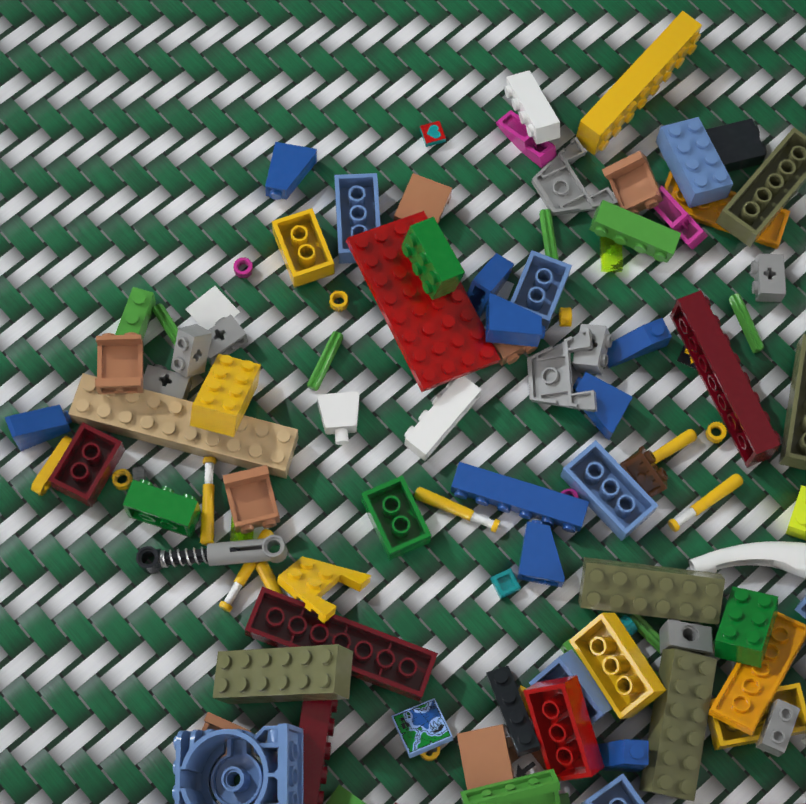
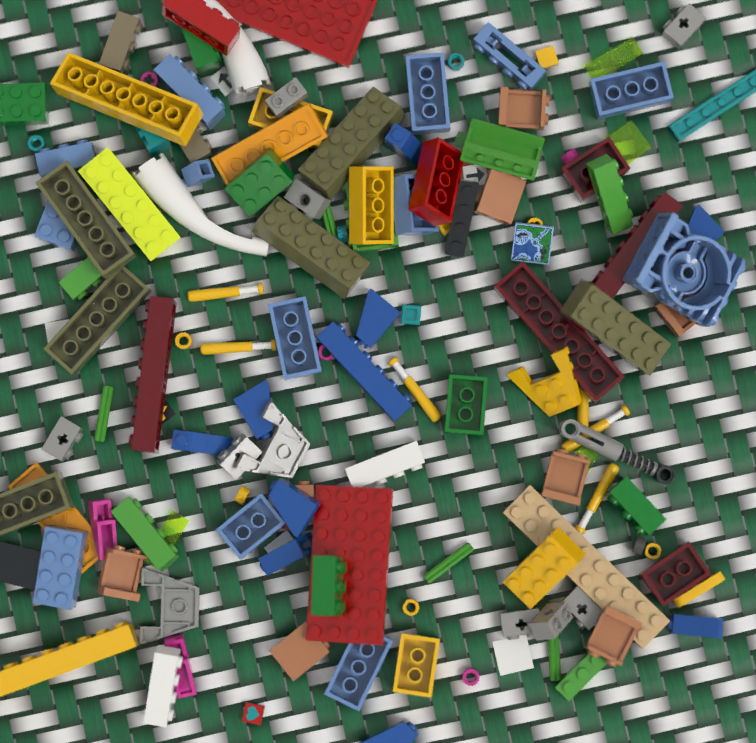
camera: 140 degrees left, 15 degrees up
(339, 414) = (462, 510): white torso -> none
(548, 233) = (214, 569): bright green axle -> none
(646, 472) = (259, 336): reddish brown bracket -> none

